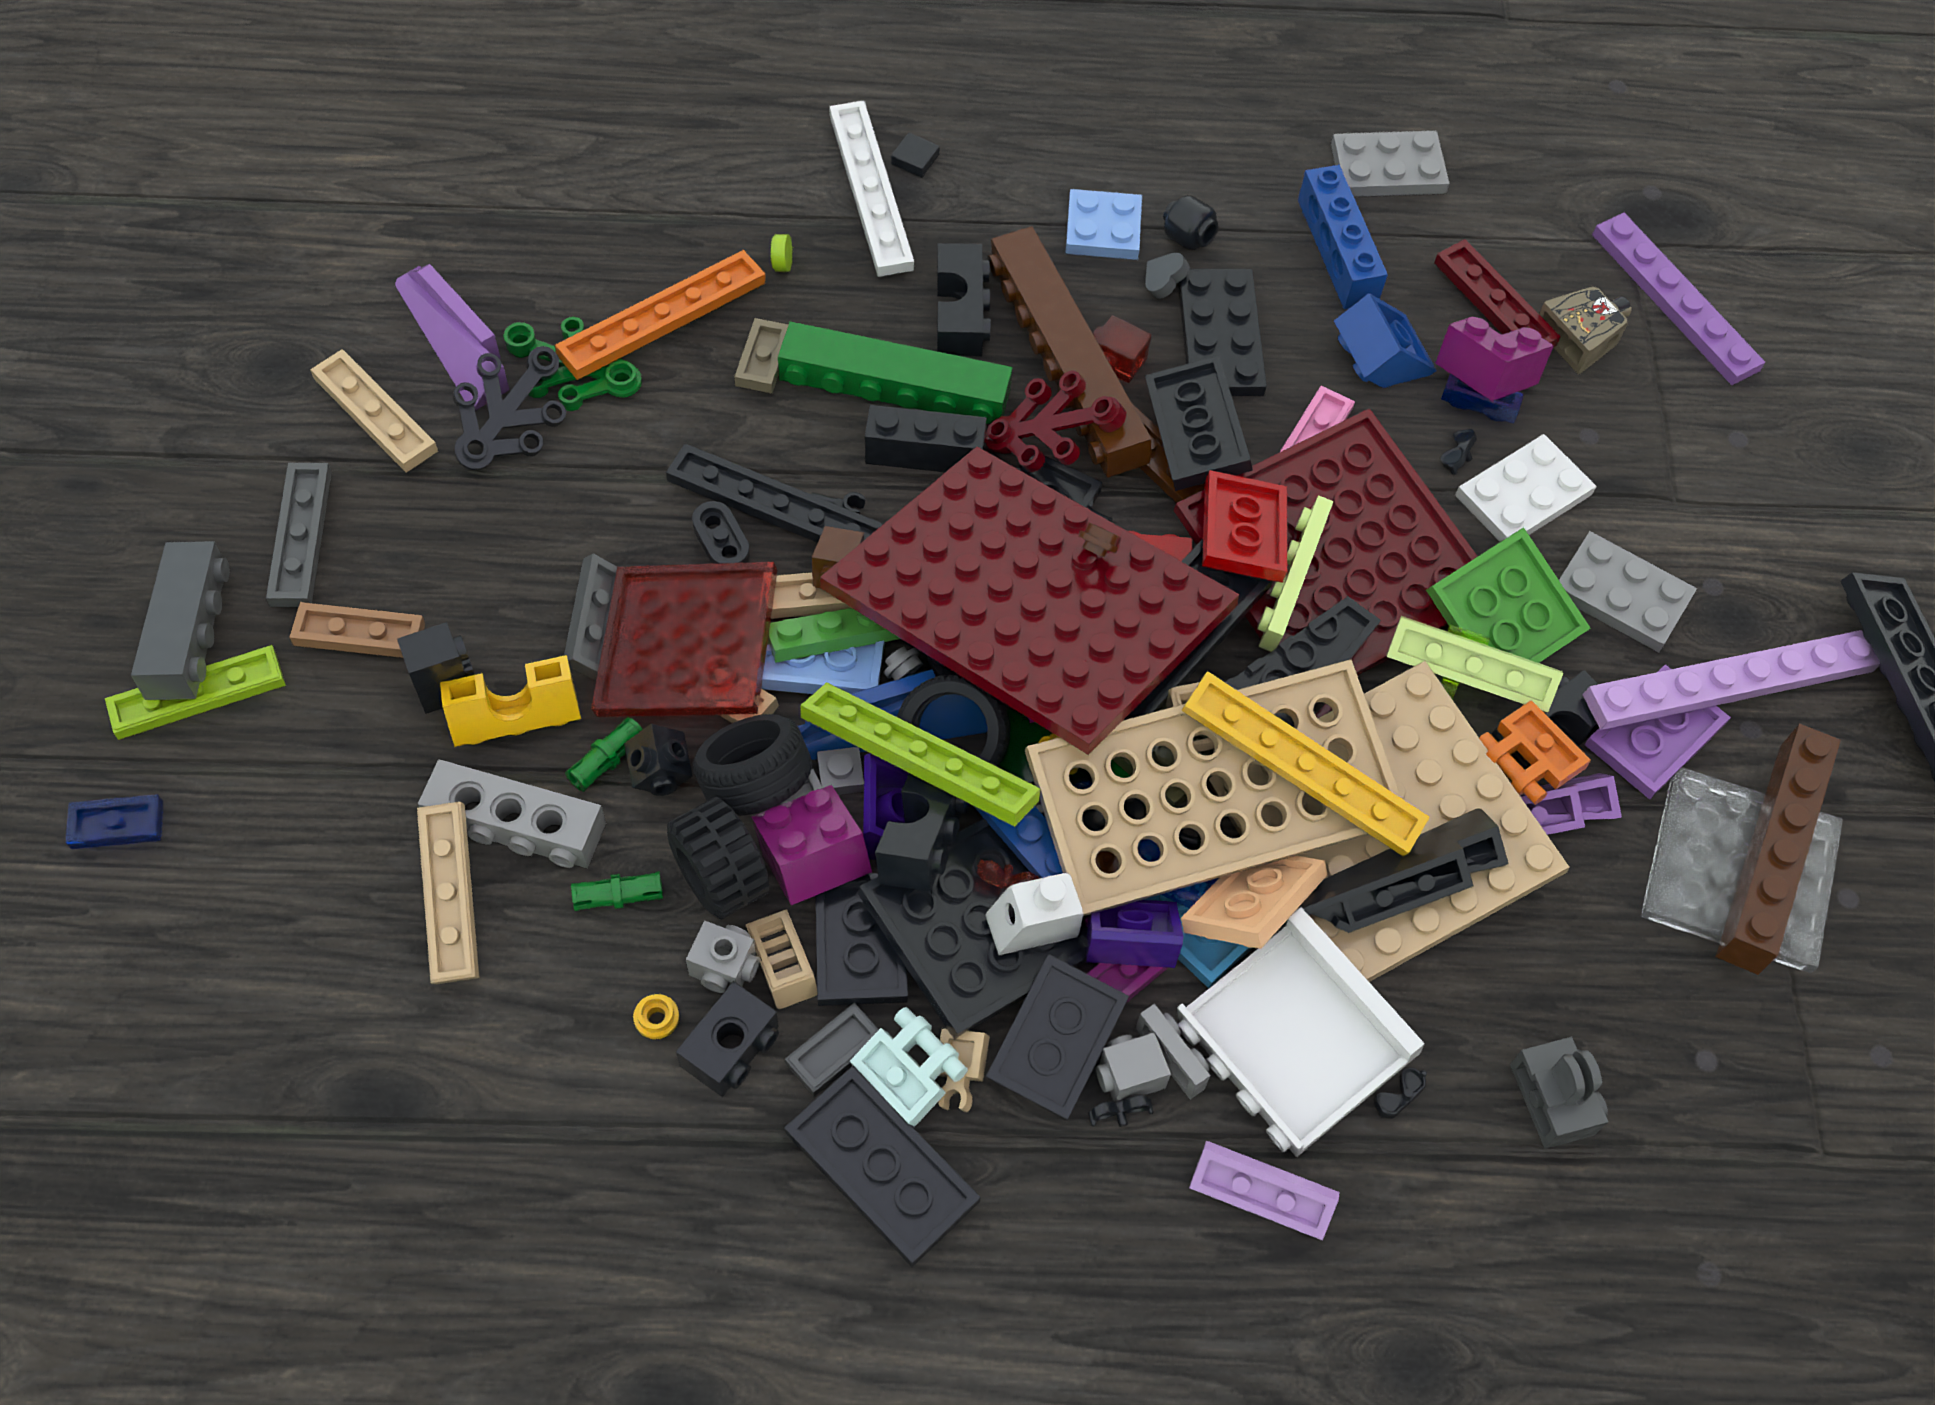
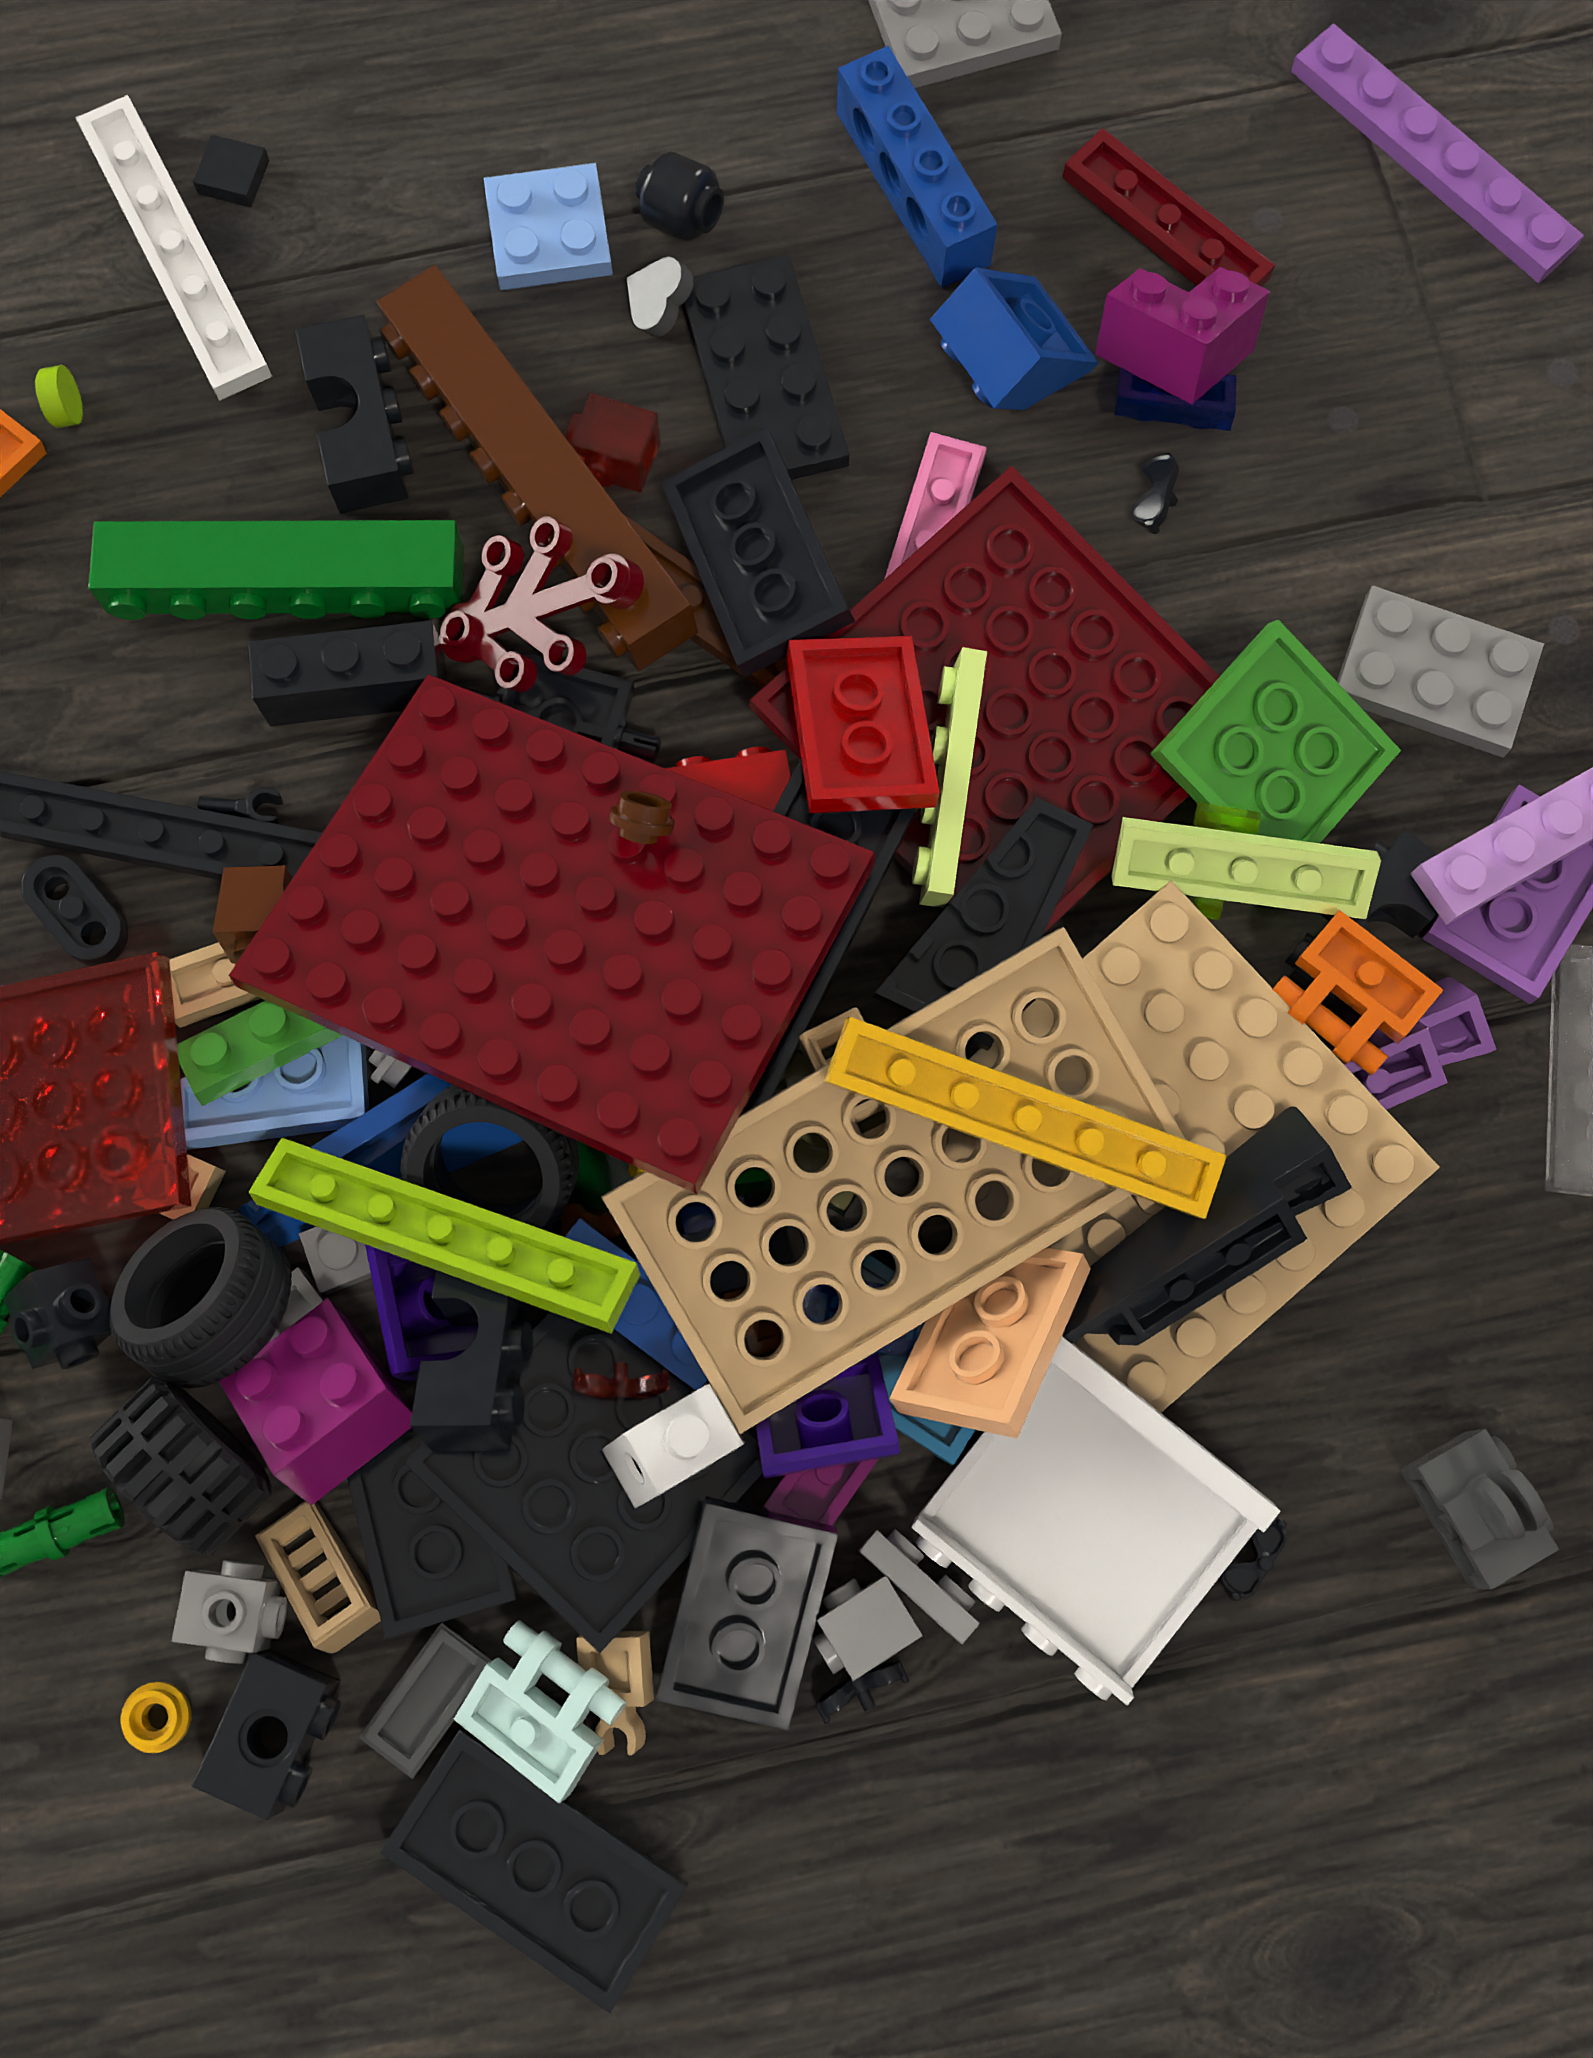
camera: 10 degrees left, 15 degrees up
(759, 360) = (63, 603): dark tan plate -> none
(1264, 1190) = (1089, 1767): lavender plate -> none
(1525, 489) = (1265, 537): white plate -> none
(1587, 325) = (1309, 234): dark tan torso -> none

